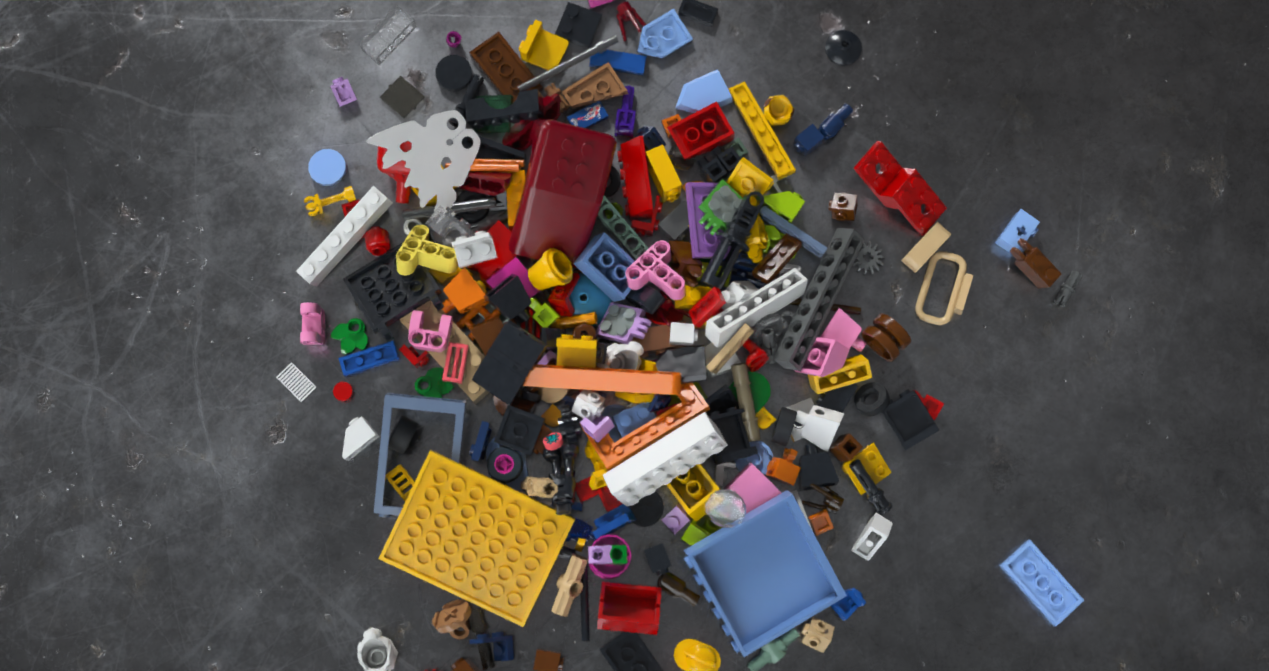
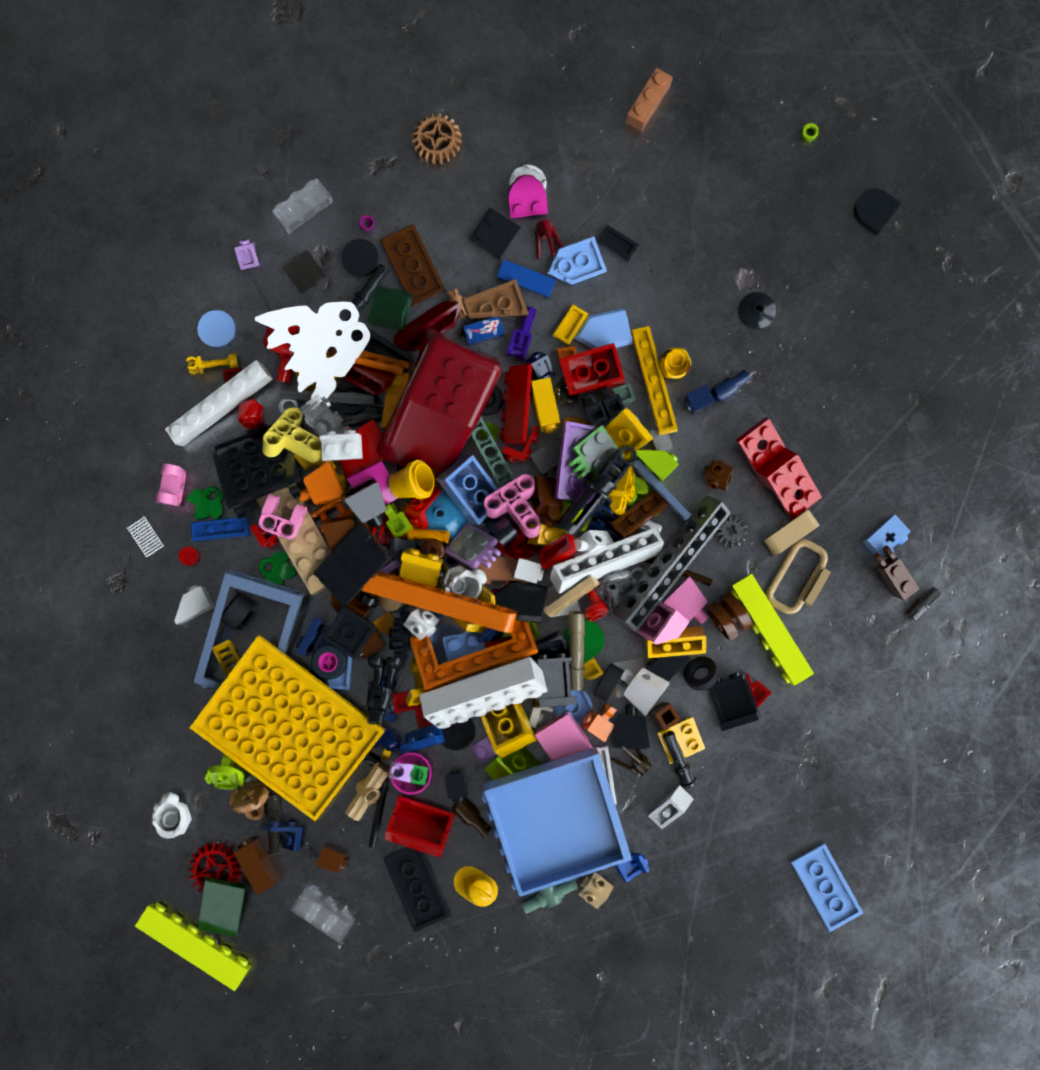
camera: 15 degrees right, 5 degrees up
(423, 600) = (224, 776): none -> lime tile
(453, 379) = (295, 569): coral tile -> none
(526, 107) = (424, 309): black arch -> none
(539, 487) = (356, 692): tan piece -> none
(542, 47) = (454, 250): yellow bracket -> none
(553, 441) = (379, 650): coral tile -> none
(597, 428) = (426, 646): lavender panel -> none
(599, 47) = (510, 262): dark grey bar -> none
(669, 95) = (570, 325): none -> yellow tile
(725, 508) = (531, 753): clear tile -> none
(820, 522) = (624, 782): orange tile -> none
(932, 345) = (772, 631): none -> neon yellow brick

